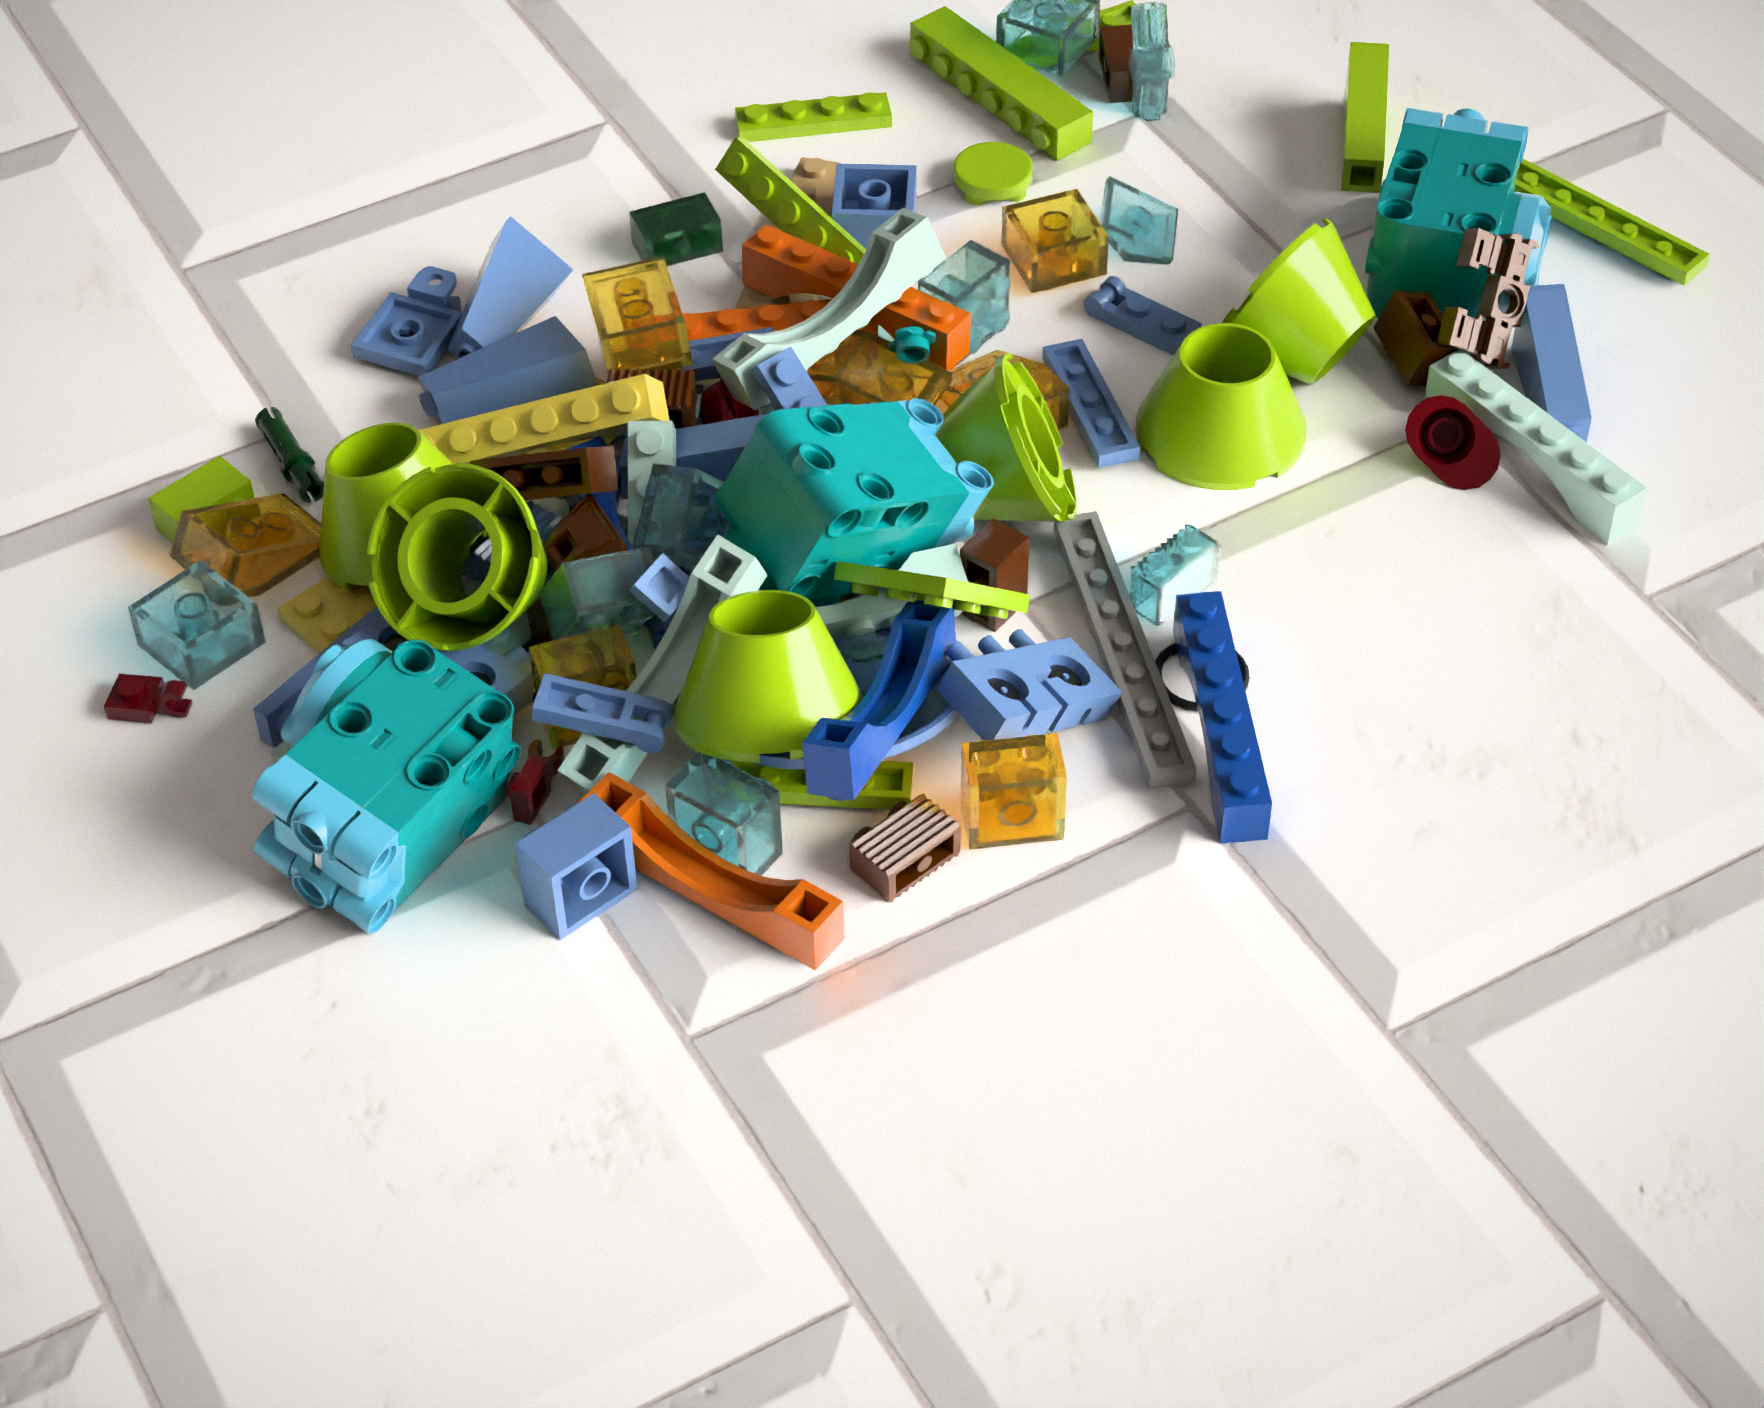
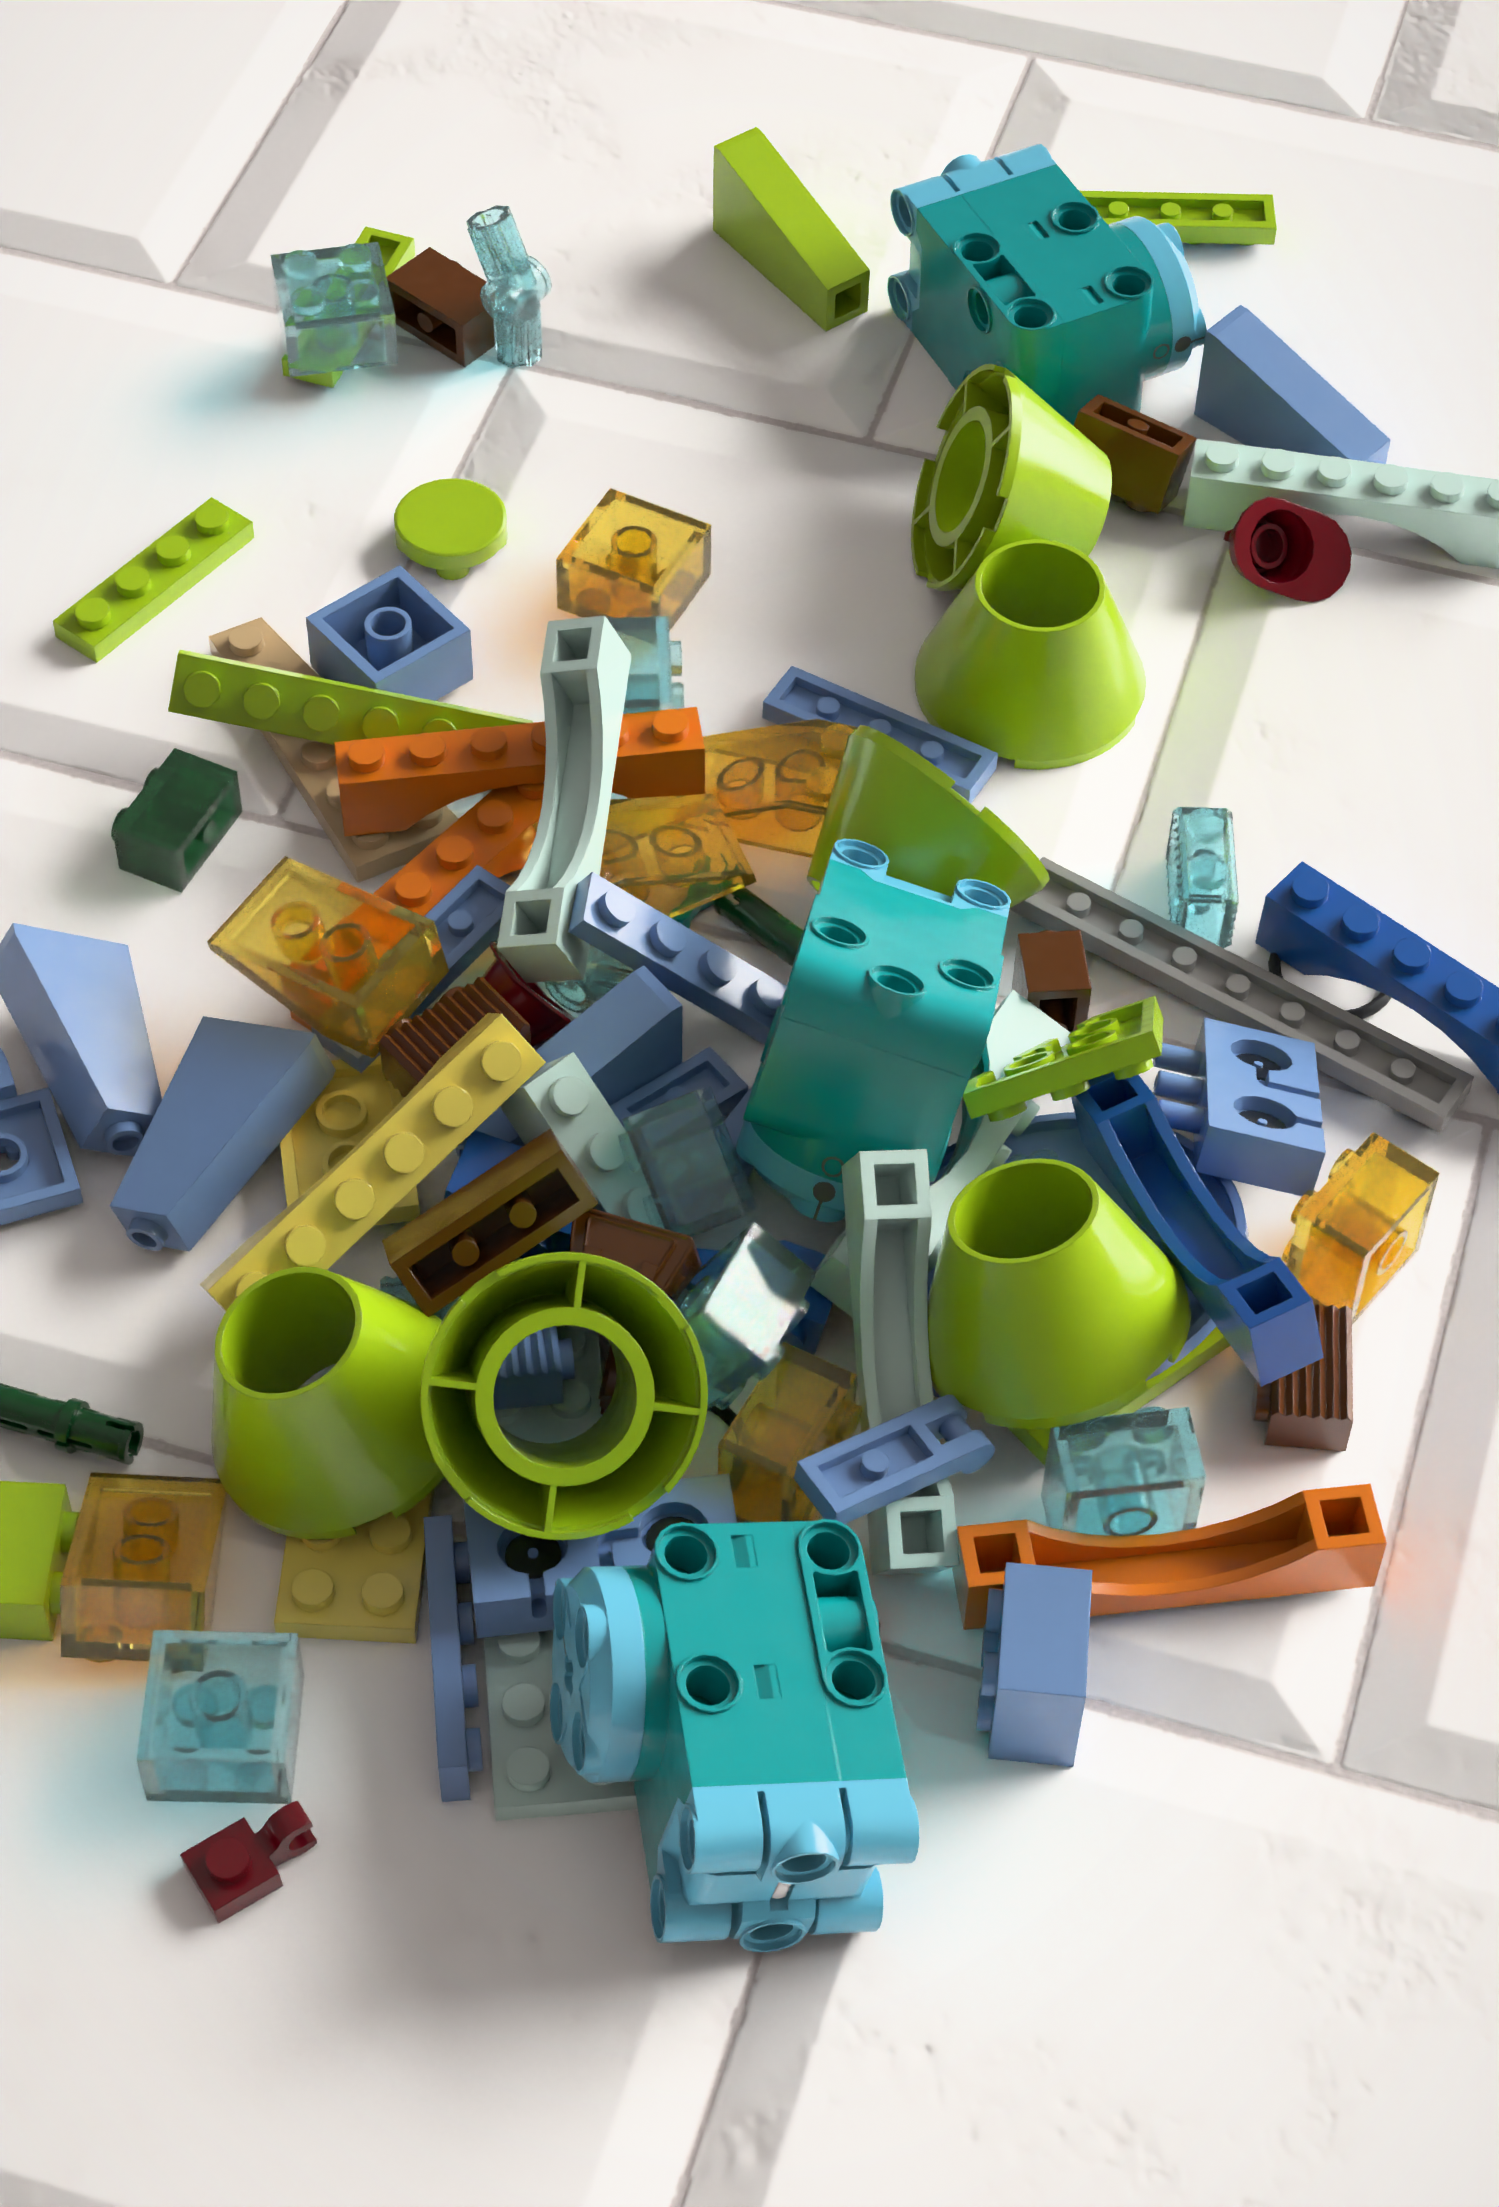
camera: 45 degrees left, 5 degrees up
(661, 587) = (822, 1260): light blue plate -> none
(912, 344) = (667, 786): teal plate -> none
(1001, 83) = (332, 409): lime brick -> none
(1138, 224) = (686, 486): clear light blue slope -> none
(1139, 315) = (806, 602): medium blue plate -> none
(1510, 263) = (1184, 307): piece -> none

